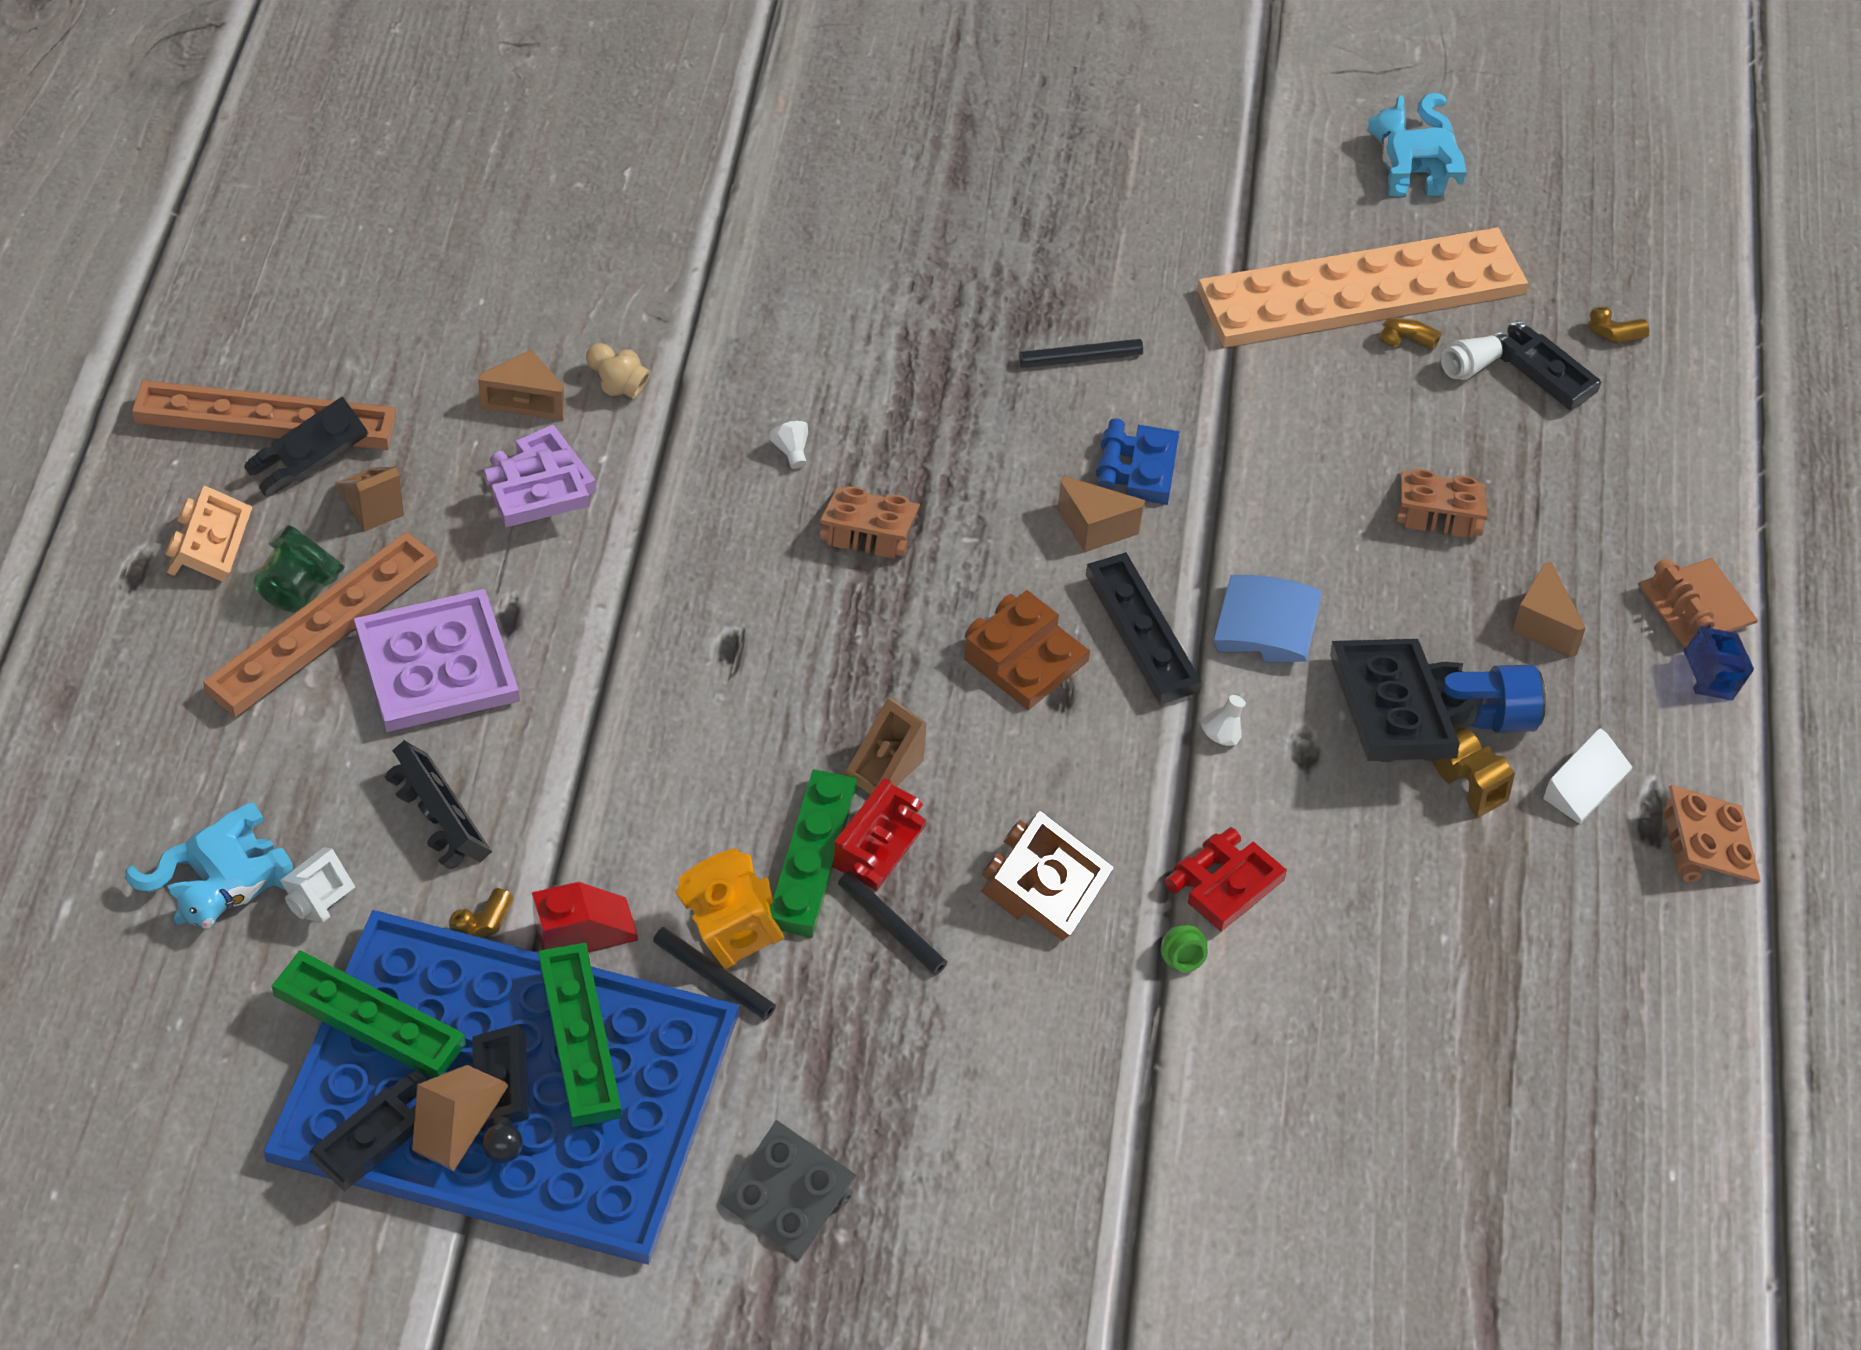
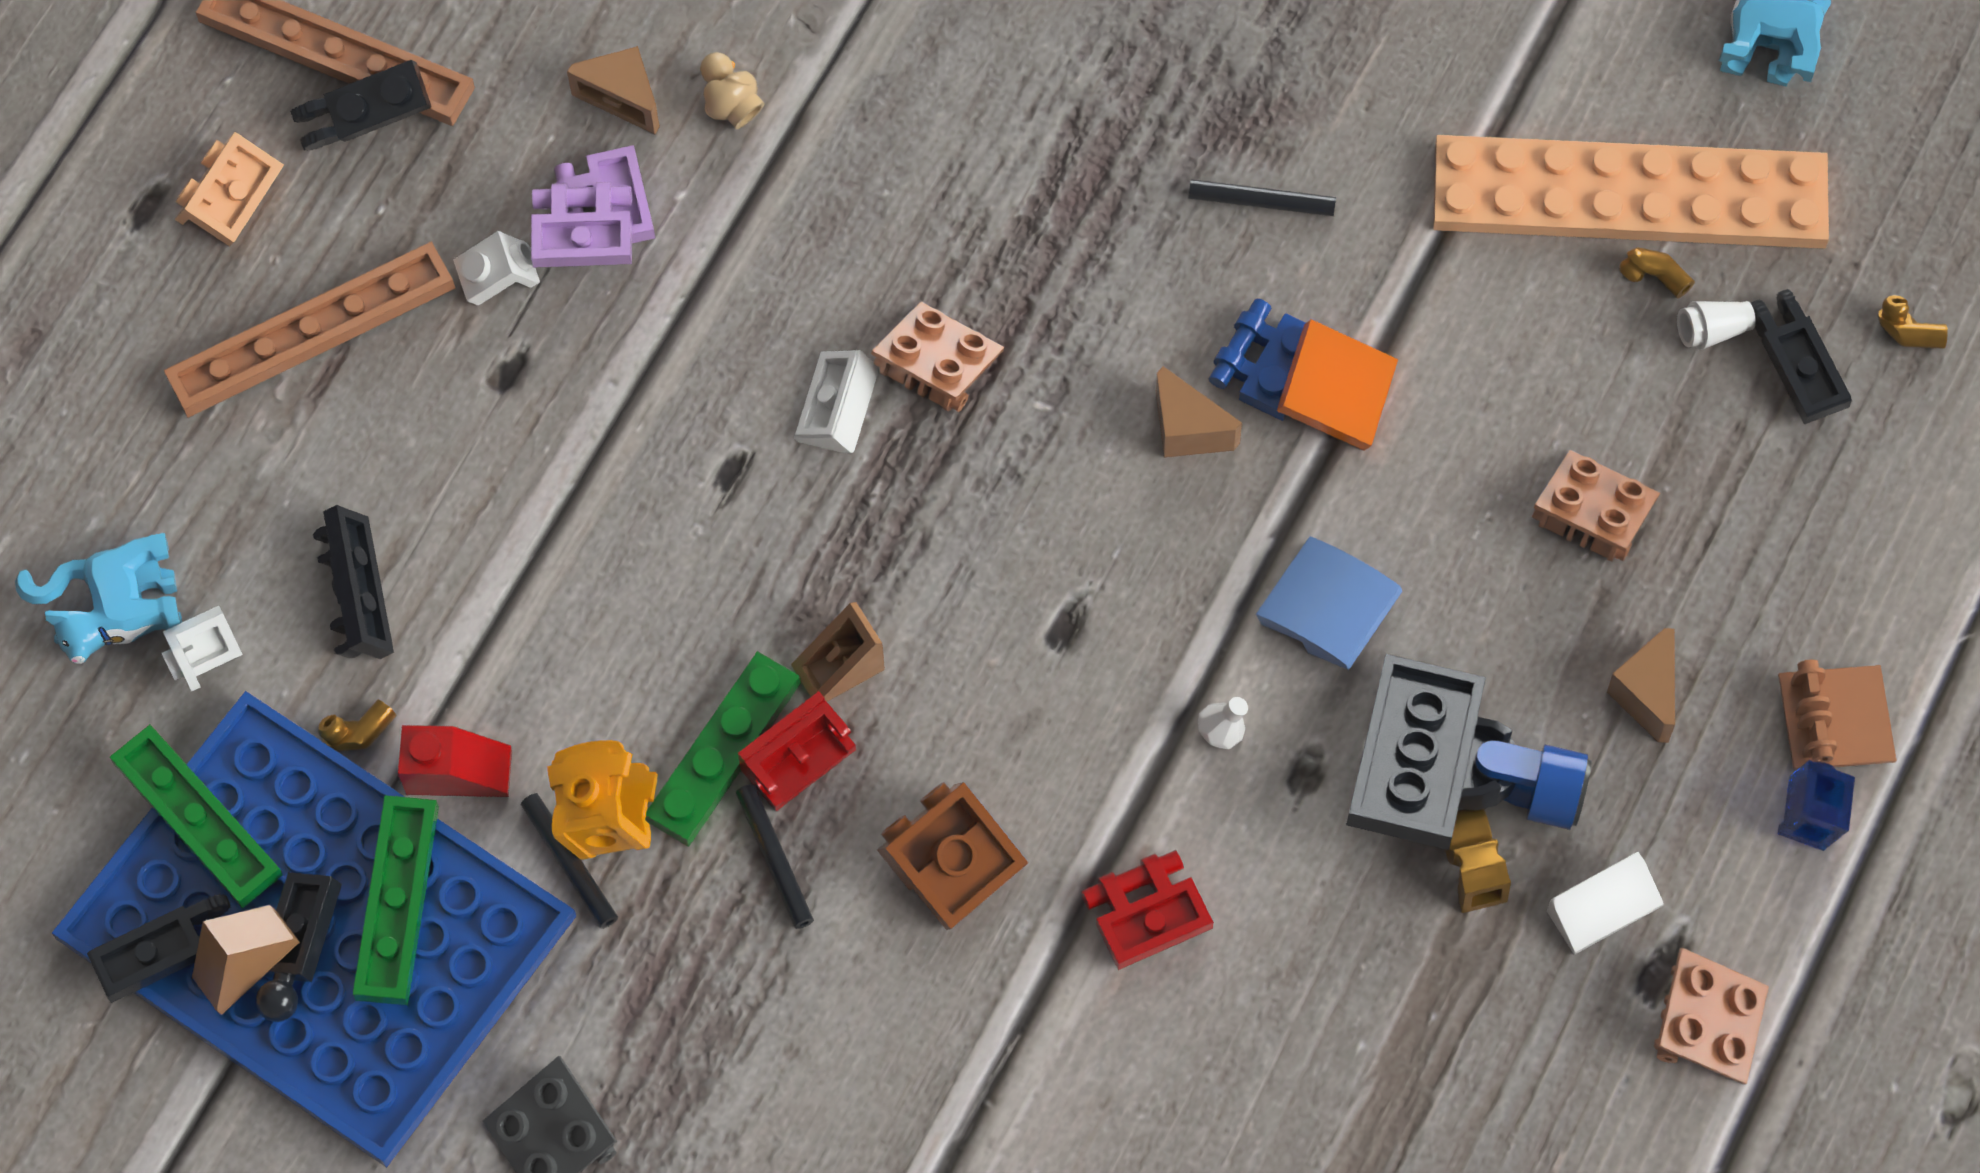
camera: 25 degrees right, 15 degrees up
(295, 570) = (297, 261): clear green piece -> none
(373, 496) = (413, 182): medium nougat slope -> none
(436, 660) = (411, 407): lavender plate -> none
(467, 540) = (494, 267): none -> white bracket
(791, 441) = (887, 231): white rock -> none
(798, 572) = (837, 400): none -> white slope
(1024, 649) = (1042, 566): dark orange plate -> none
(1143, 628) = (1183, 577): black plate -> none
(1184, 948) = (1067, 979): bright green plate -> none
(1204, 462) = (1337, 385): none -> orange tile

